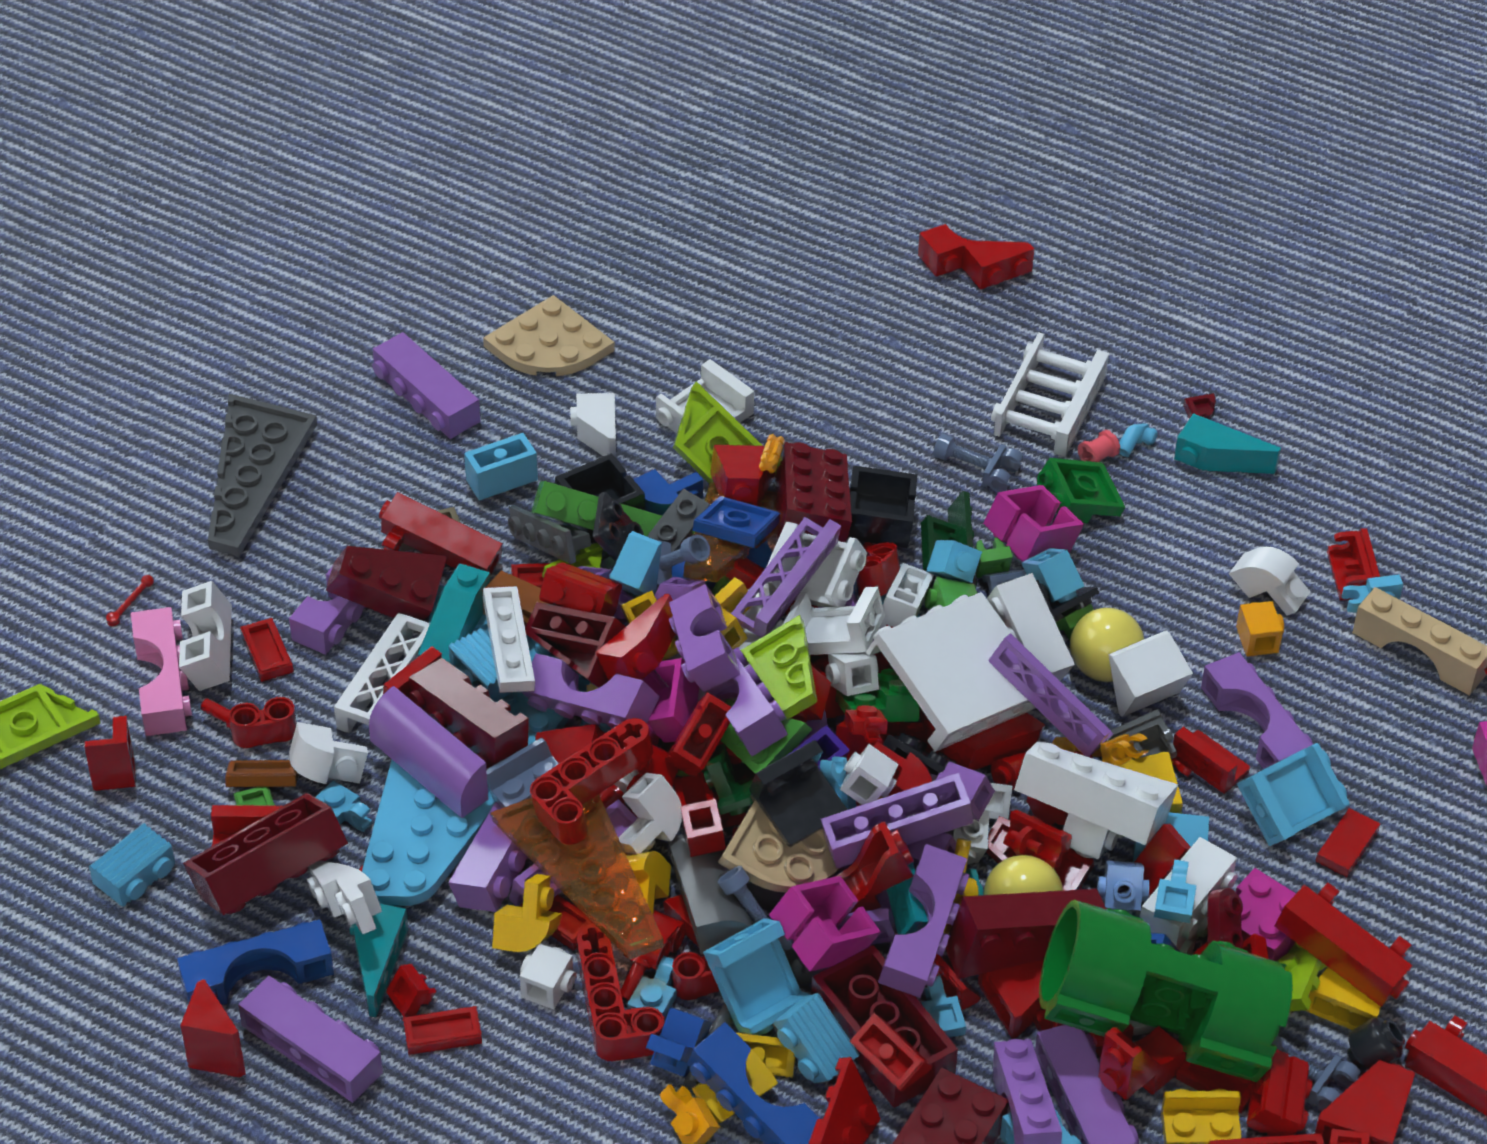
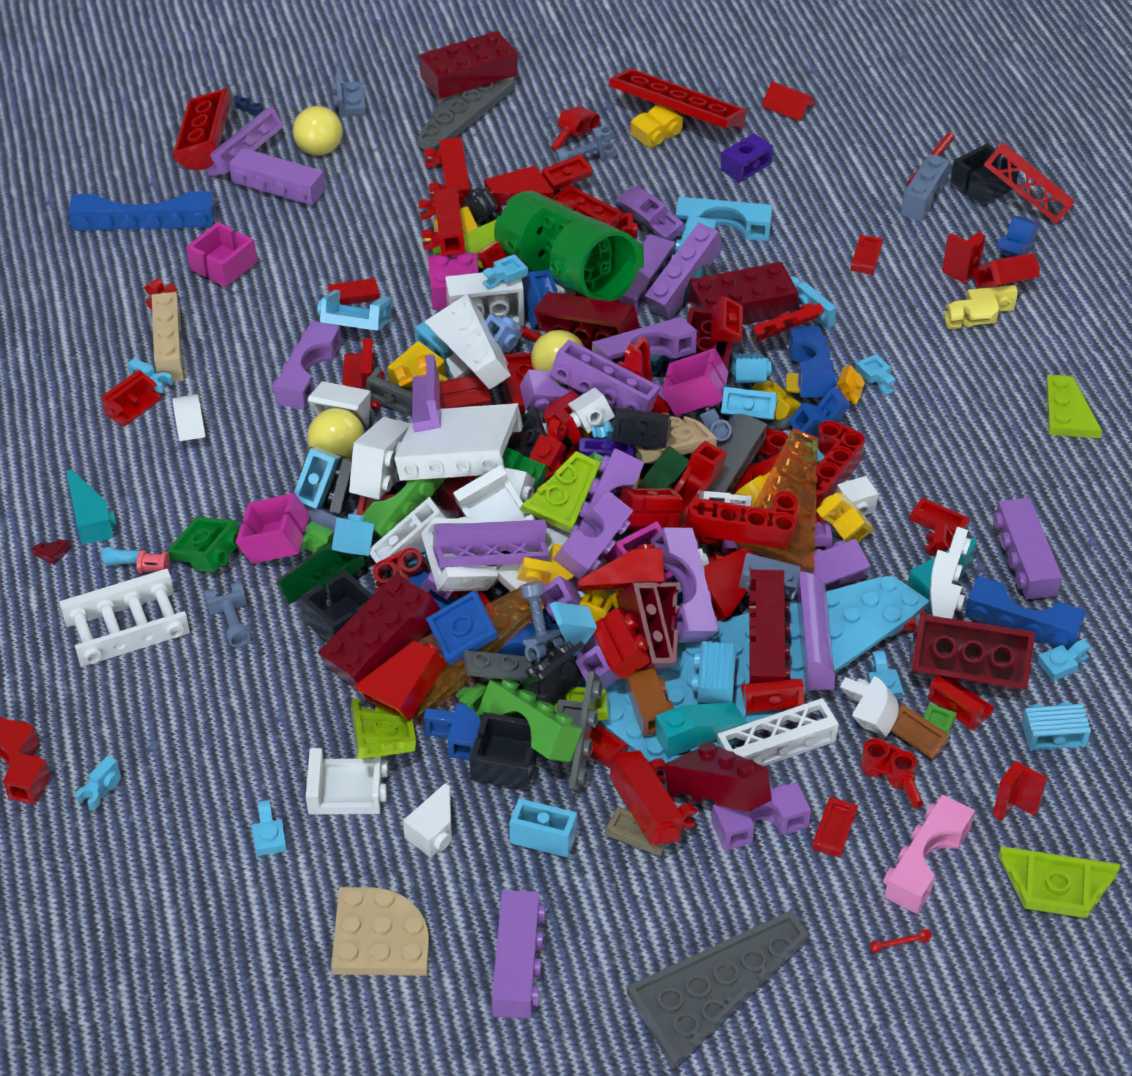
camera: 135 degrees left, 0 degrees up
(178, 943) = (1063, 662): none -> medium azure plate
(206, 654) = (878, 843): white arch -> none
(210, 1035) = (1092, 576): red slope -> none
(508, 639) = (696, 652): white plate -> none
(718, 342) = (268, 834): none -> medium azure plate
(771, 453) = (377, 661): light orange axle -> none
(884, 284) = (102, 780): none -> medium azure plate
(1037, 839) = (523, 360): red hips -> none
(1224, 917) = (480, 263): dark red plate -> none
(1260, 628) = (235, 402): light orange brick -> none

